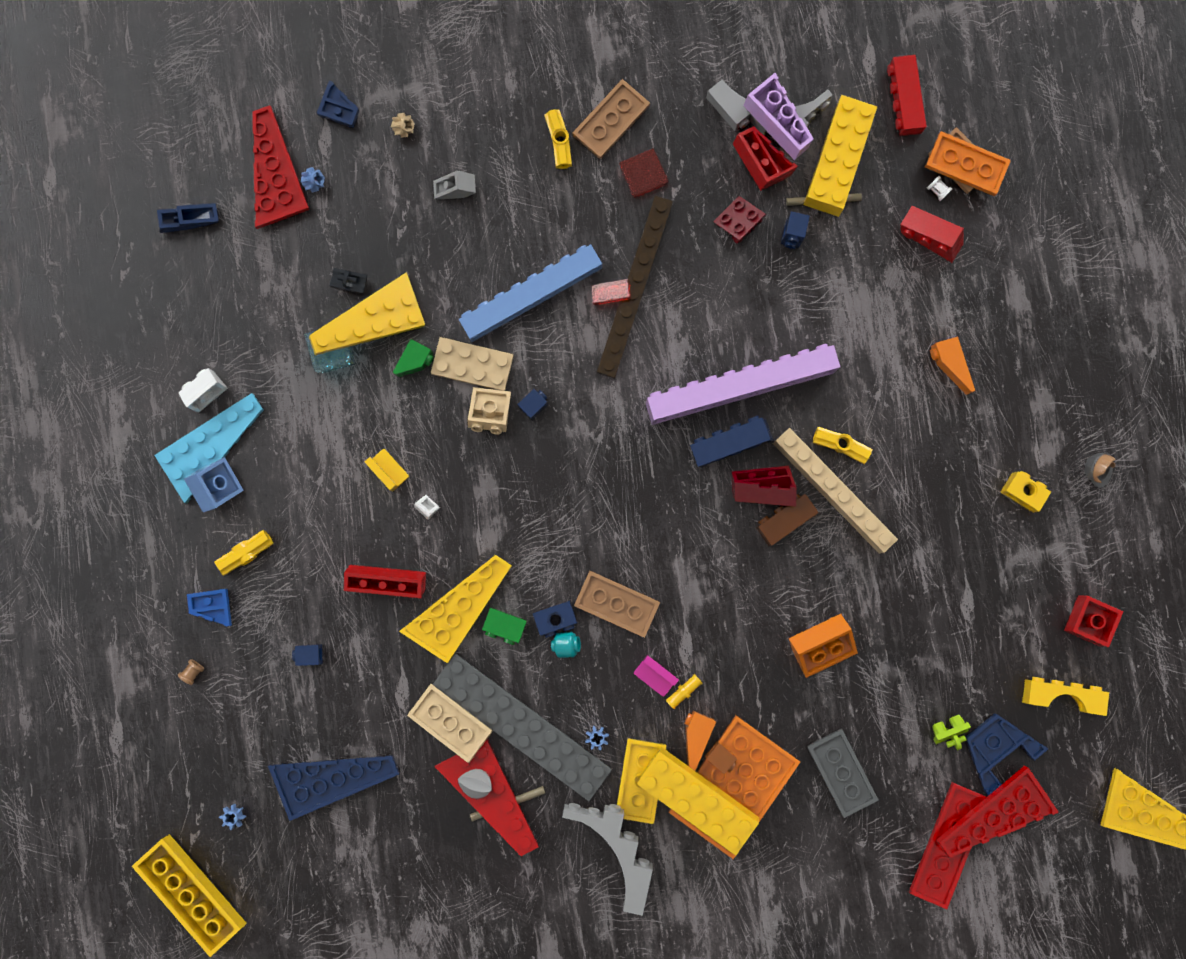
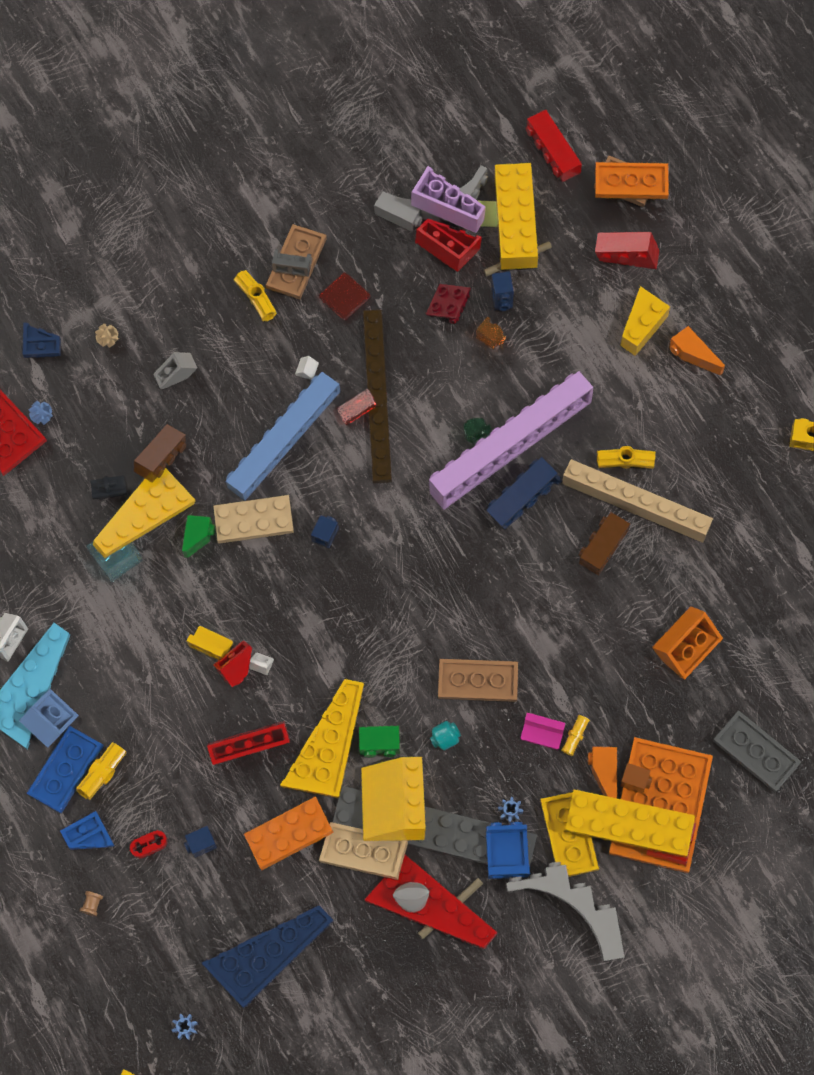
camera: 15 degrees left, 15 degrees down
(213, 536) = (65, 769): none -> blue tile
(262, 641) = (146, 840): none -> red beam
(389, 678) = (288, 833): none -> orange plate
(400, 501) = (235, 664): none -> red slope
(408, 266) = (160, 453): none -> reddish brown brick
(489, 410) = (286, 552): tan plate -> none
(493, 689) = (393, 800): none -> yellow slope
(543, 617) = (430, 705): dark blue brick -> none
(577, 777) = (507, 850): none -> blue panel
(579, 232) = (307, 368): none -> white slope
(605, 121) = (291, 264): none -> dark grey hinge
(713, 362) = (476, 429): none -> clear green hair
(765, 486) = (570, 519): dark red wedge -> none
(766, 268) = (490, 334): none -> clear orange brick
(818, 140) = (490, 218): none -> yellowish green sticker
(918, 312) = (644, 320): none -> yellow wedge
(939, 188) = (616, 210): white bush -> none

